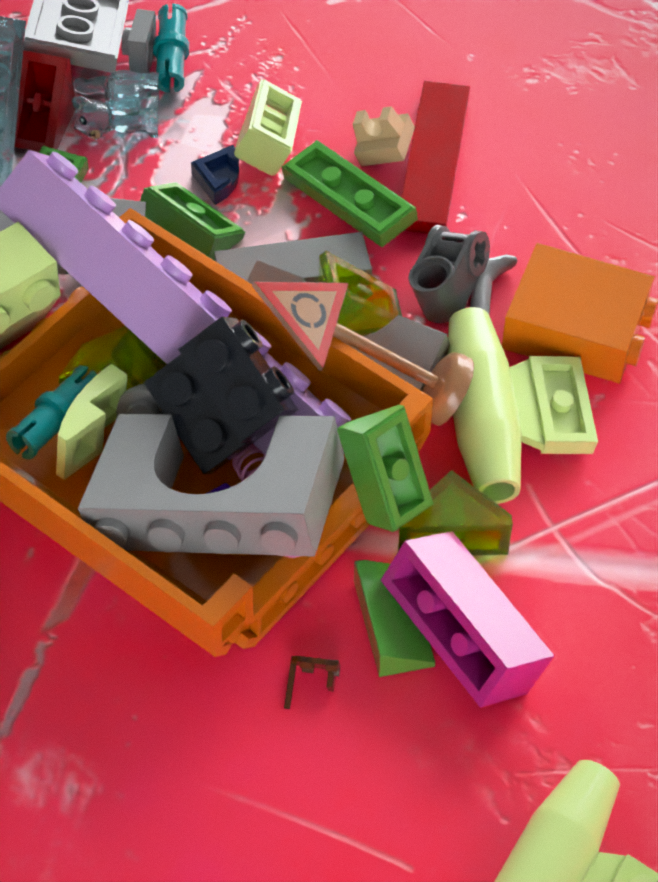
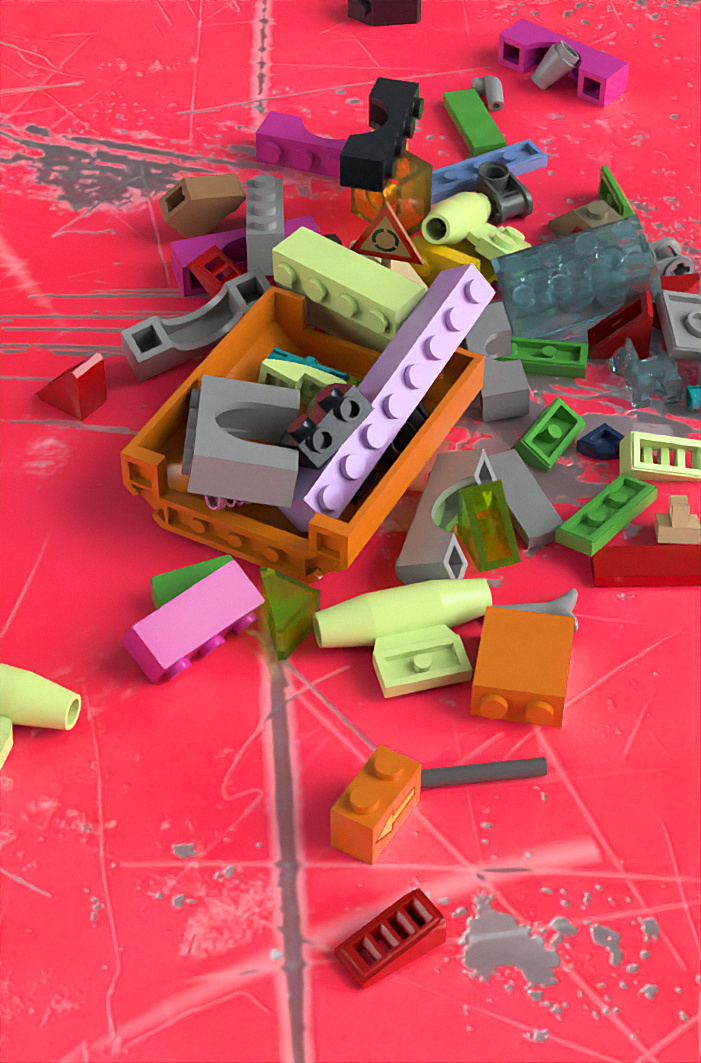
camera: 80 degrees right, 10 degrees down
(308, 665) = (147, 565): reddish brown piece -> none
(311, 318) = (394, 449): medium nougat piece -> none
(386, 468) = (282, 528): bright green slope -> none
(448, 271) = (531, 574): dark grey piece -> none

